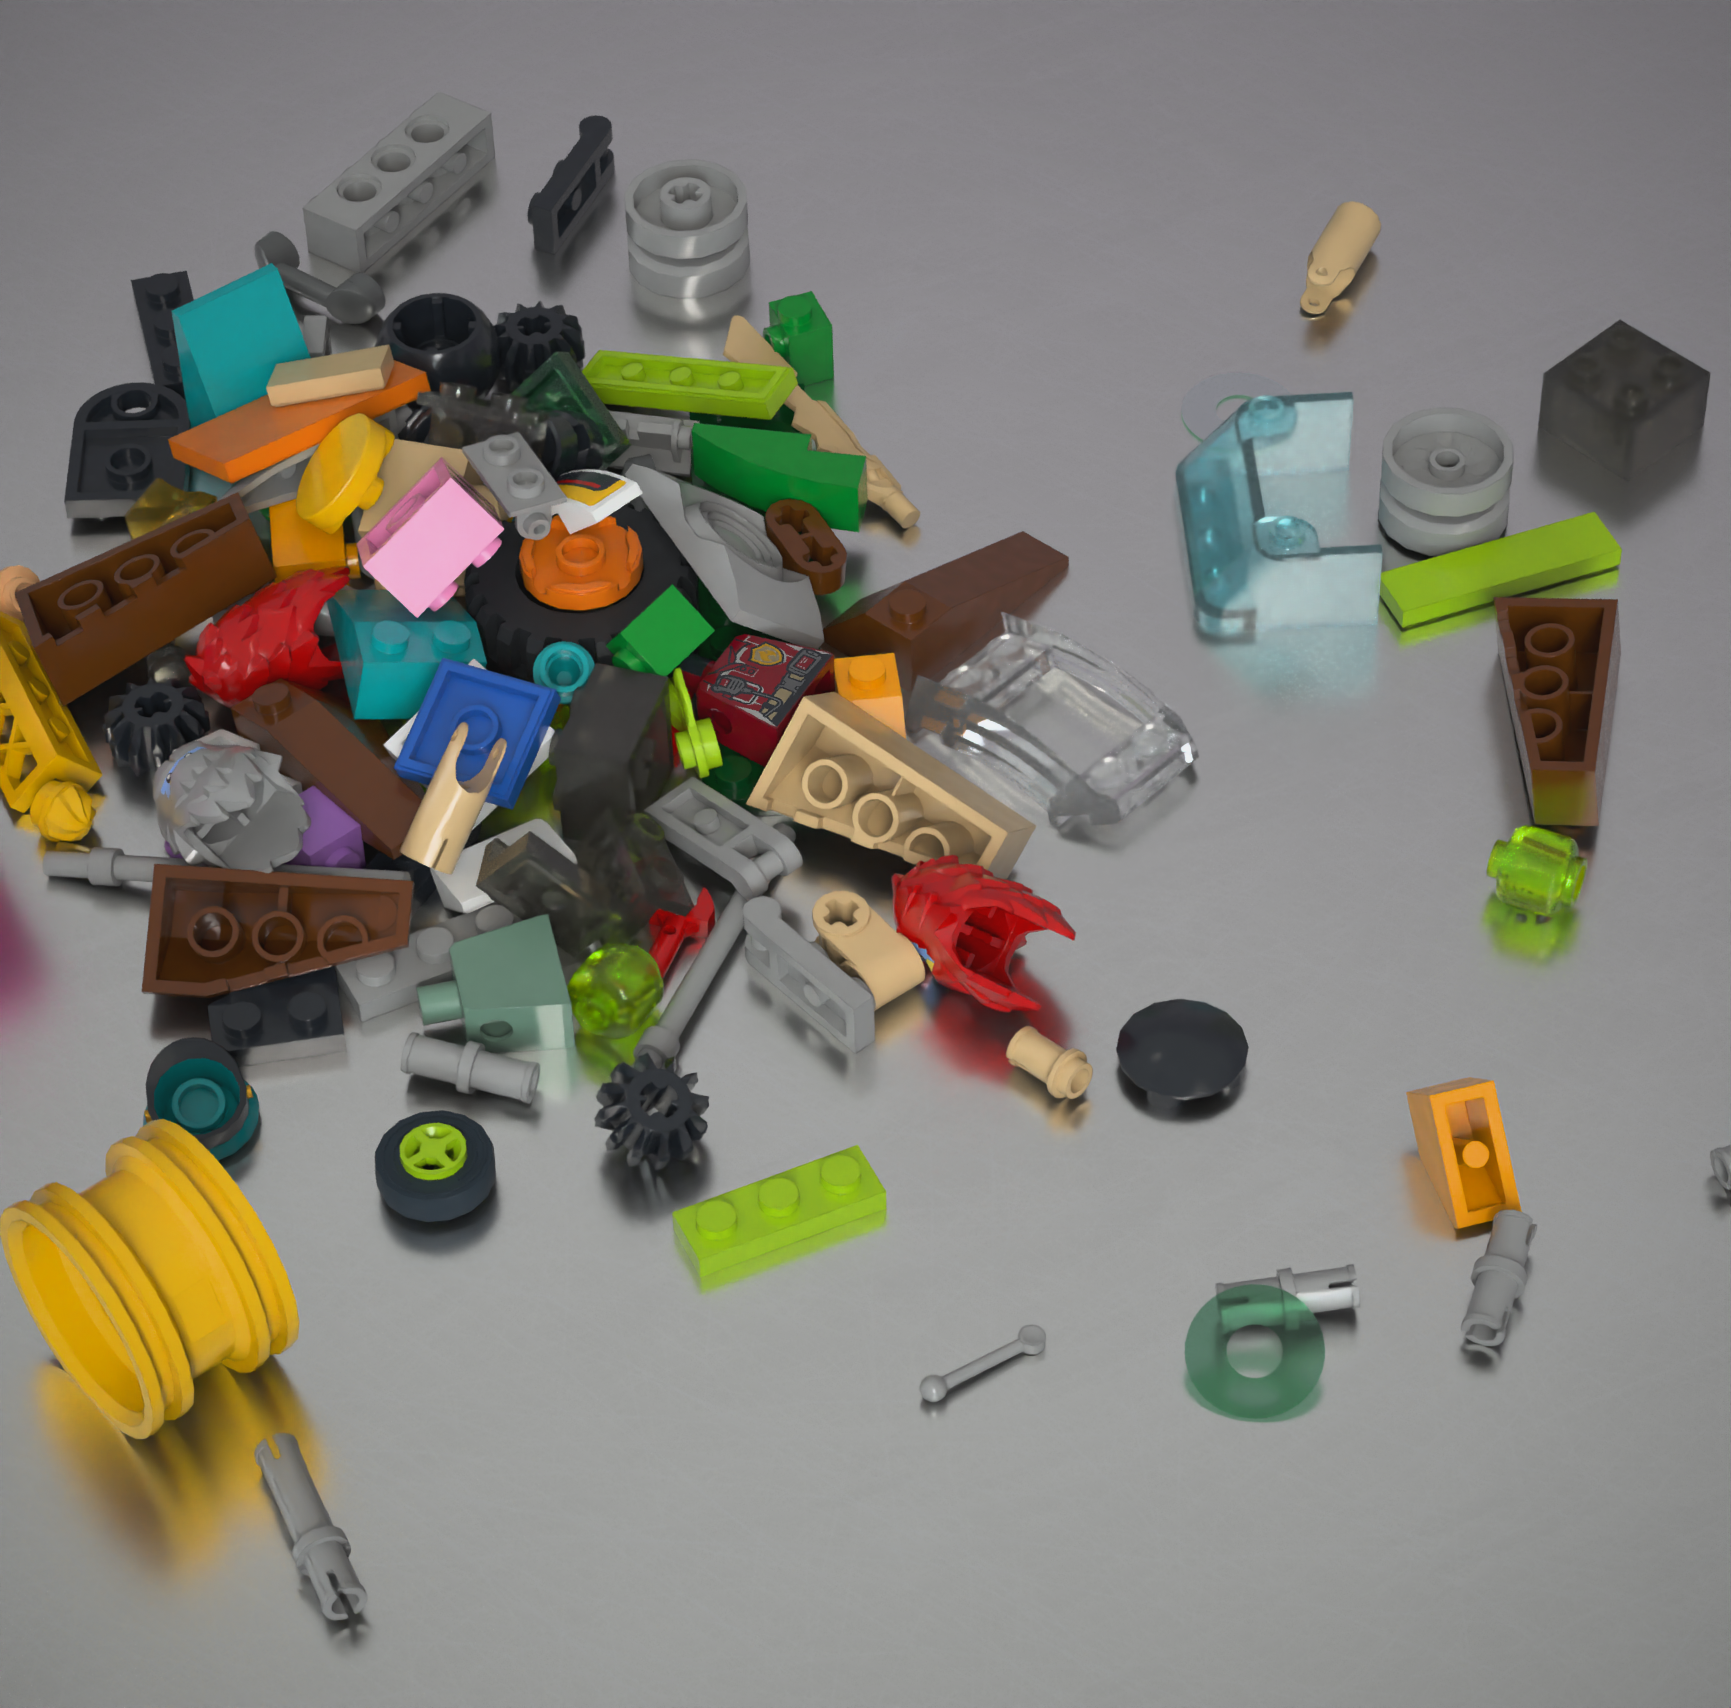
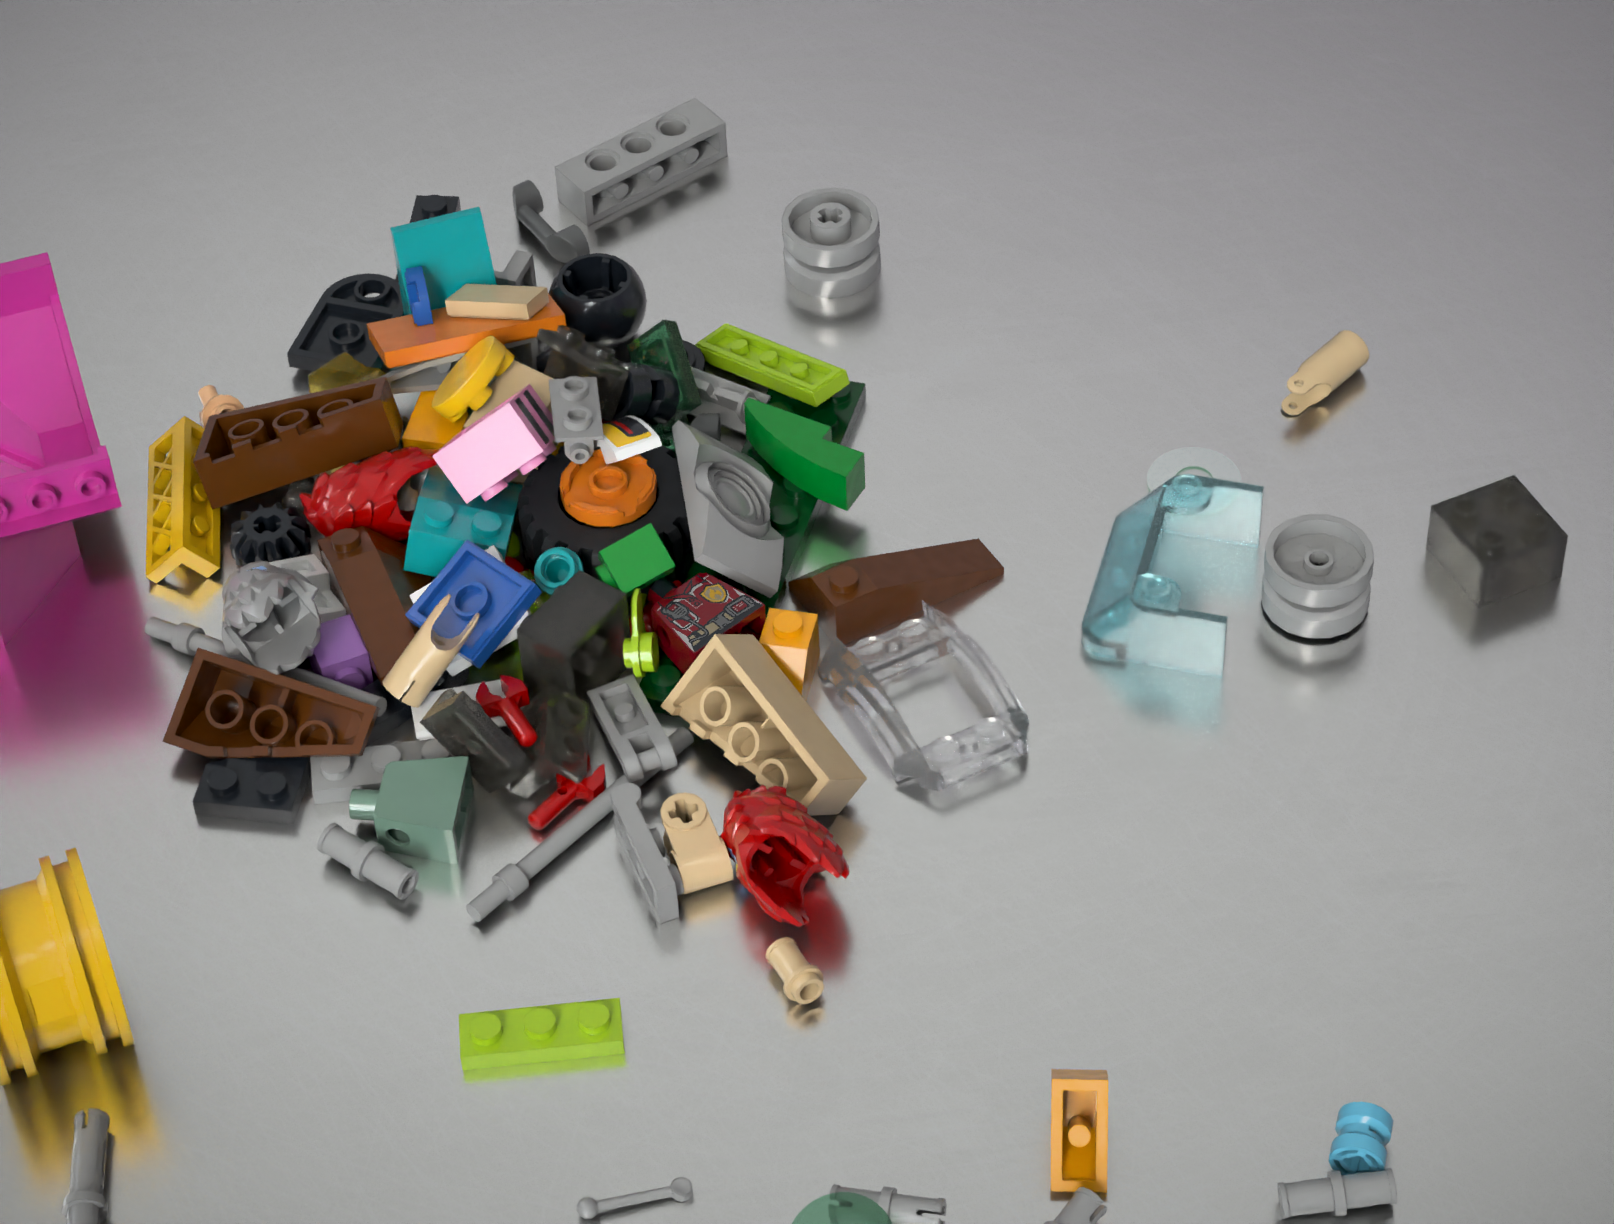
camera: 20 degrees right, 0 degrees up
(62, 811) = (176, 589): yellow plate -> none
(204, 1093) = (163, 837): teal piece -> none
(228, 390) = (418, 296): none -> blue tile
(435, 1166) = (310, 912): black wheel -> none
(533, 337) = (686, 303): black gear -> none
(565, 834) = (509, 708): none -> red bar
(572, 185) = (766, 190): black plate -> none
(615, 990) = (497, 828): clear neon green head -> none
(663, 1132) = (466, 946): black gear -> none
(802, 337) = (873, 350): green brick -> none
(817, 542) = (805, 512): reddish brown beam -> none
(821, 421) = (860, 418): tan sword -> none
(1182, 1051) = (902, 988): black dish -> none
(1499, 569) = (1336, 656): lime tile -> none
(1537, 870) = (1244, 913): clear neon green head -> none
(1561, 692) = (1327, 779): reddish brown wedge -> none

